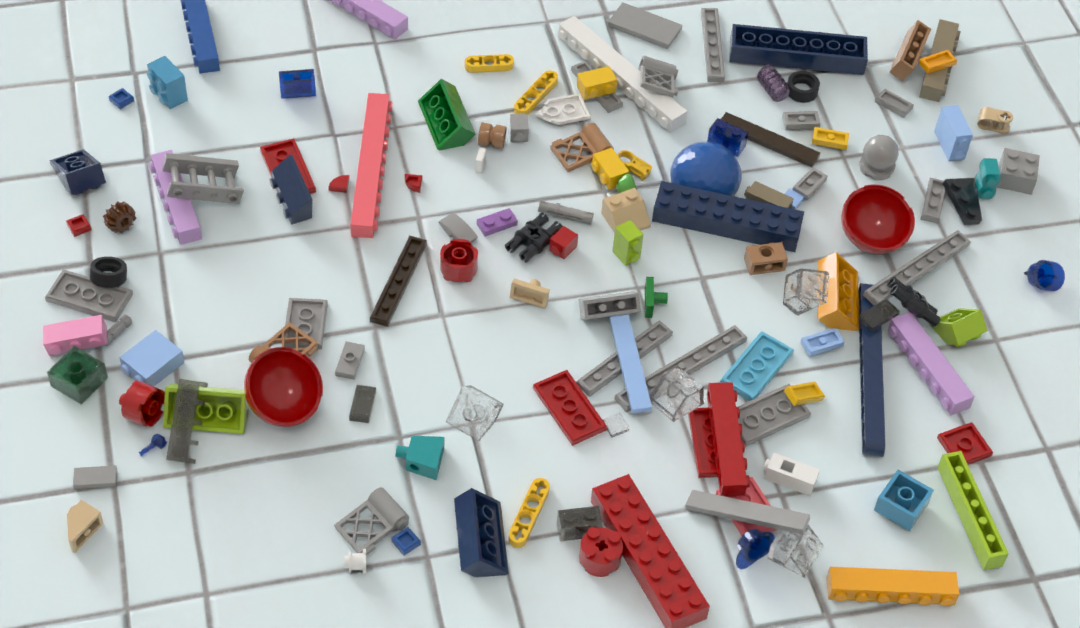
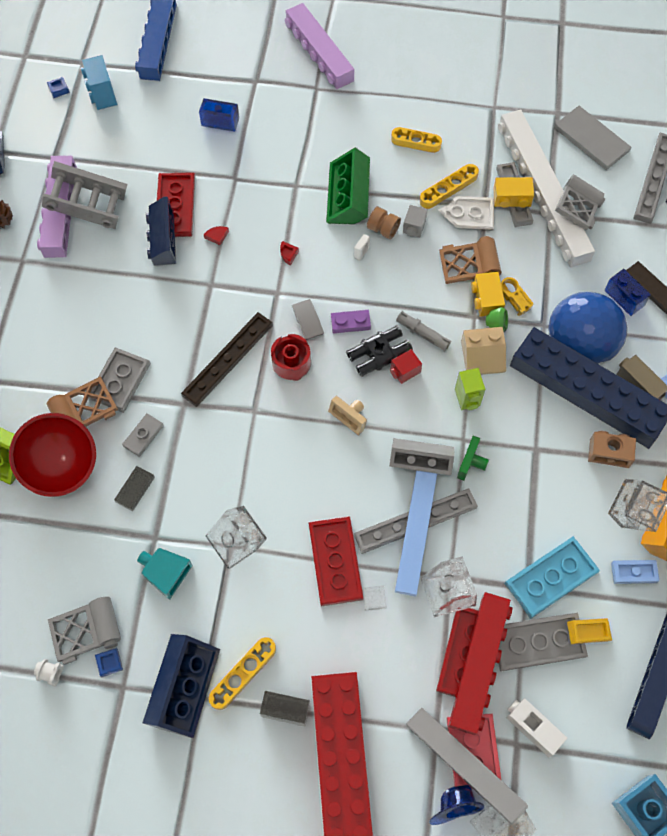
camera: 25 degrees right, 15 degrees up
(370, 166) = (252, 223): coral brick -> none
(601, 551) = (289, 738): red brick -> none
(692, 360) = (483, 547): light grey tile -> none

